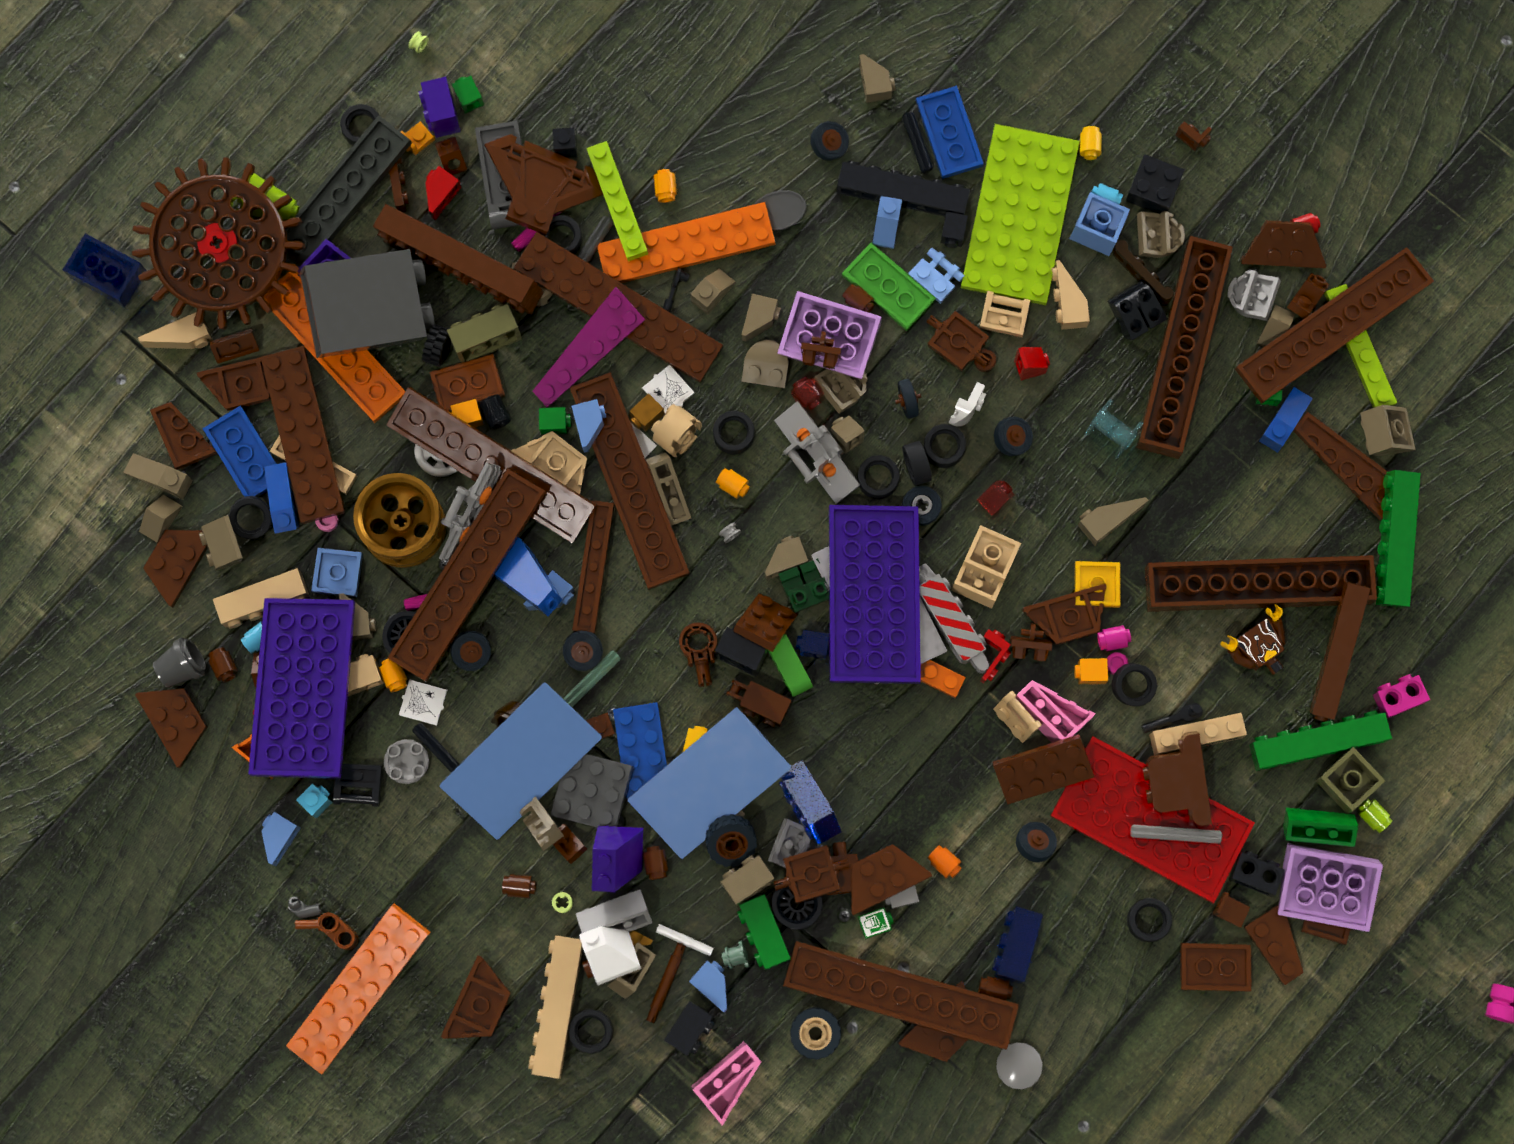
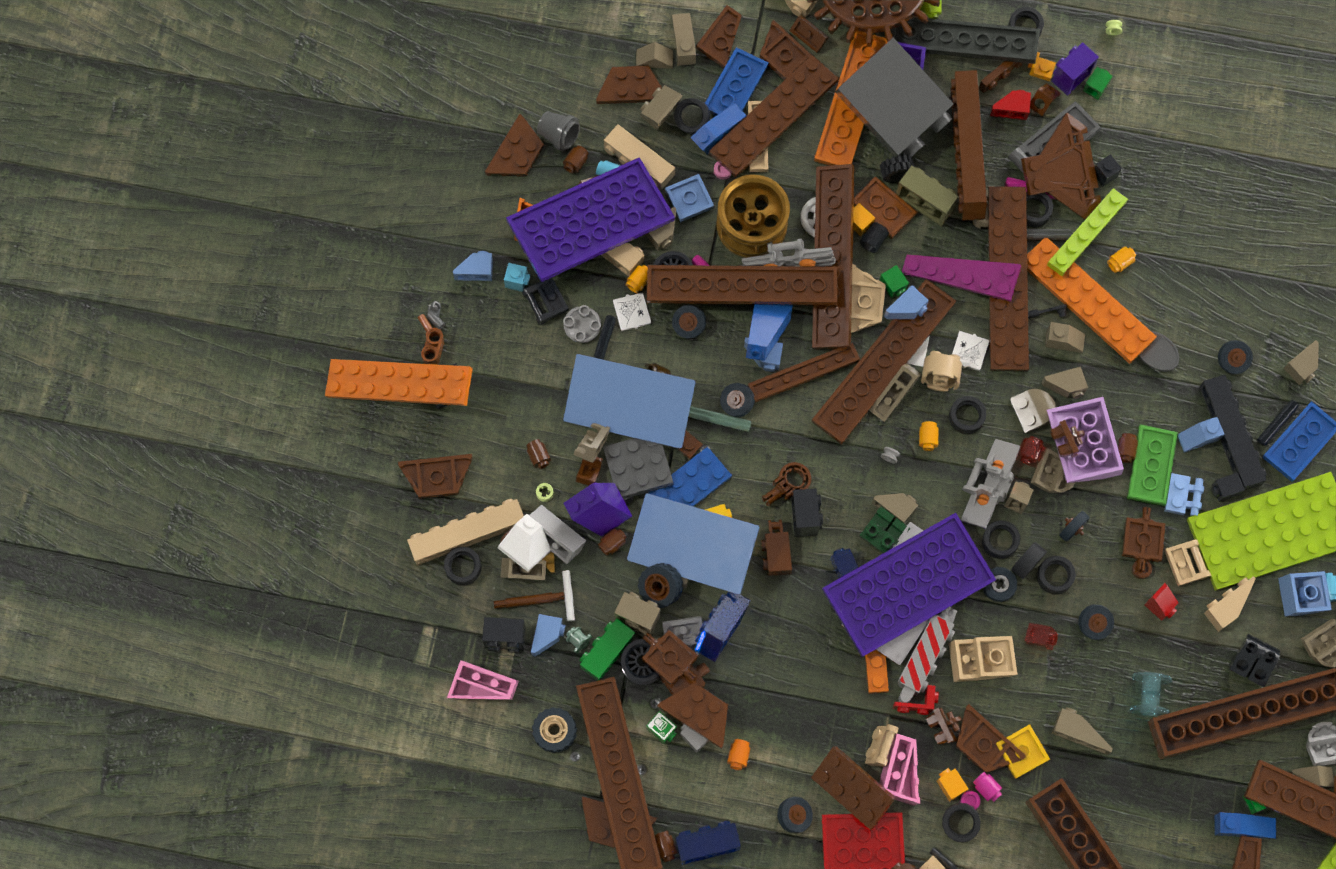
camera: 55 degrees right, 5 degrees down
(646, 413) = (942, 342): pearl gold brick -> none
(765, 622) = (838, 517): reddish brown plate -> none
(790, 668) = (818, 553): bright green beam -> none
(965, 409) = (1094, 575): white slope -> none
(1136, 268) = (1289, 641): dark brown plate -> none

